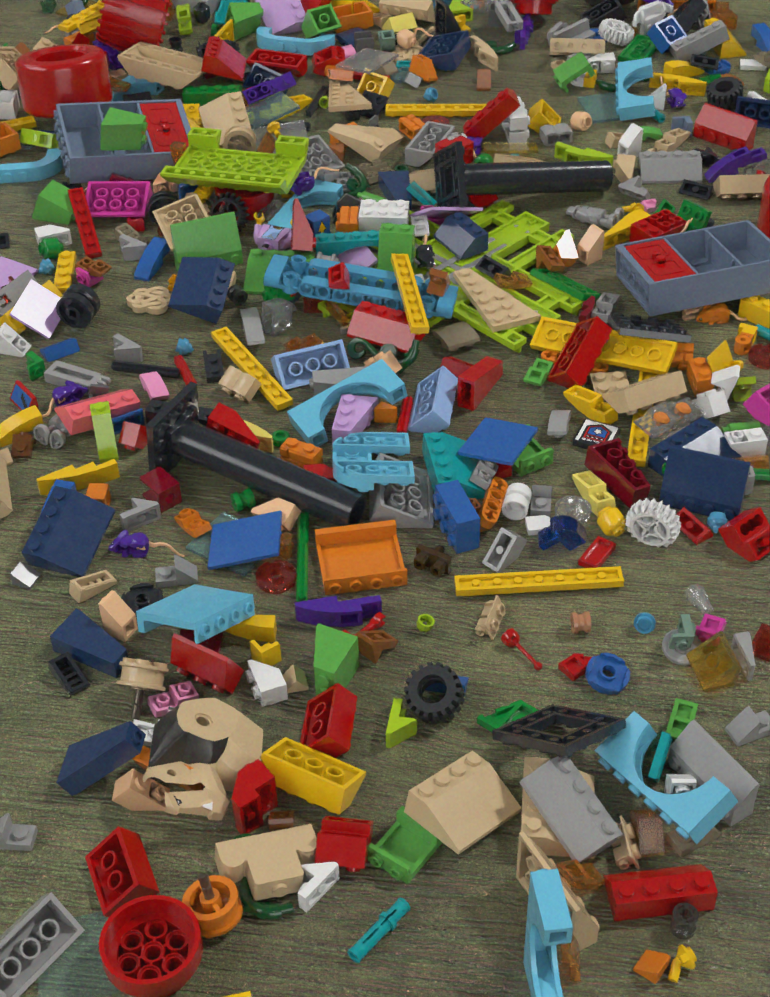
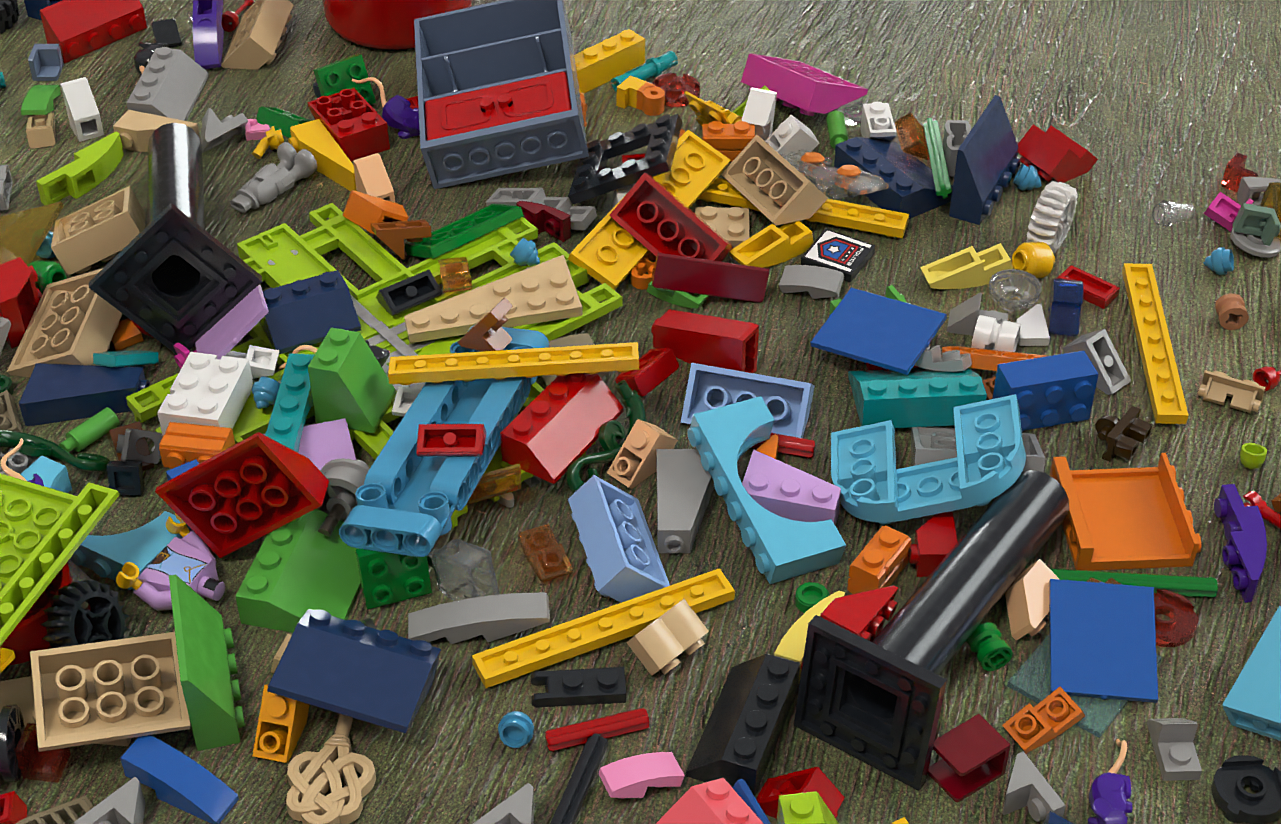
camera: 85 degrees left, 0 degrees up
(538, 301) = (525, 253): none -> dark azure plate
(541, 377) = (710, 277): none -> dark red slope
(618, 471) = (925, 240): dark red wedge -> none
(671, 140) = (71, 69): tan slope -> none
(693, 528) = (1022, 203): red slope -> none
(696, 190) = (235, 81): black slope -> none

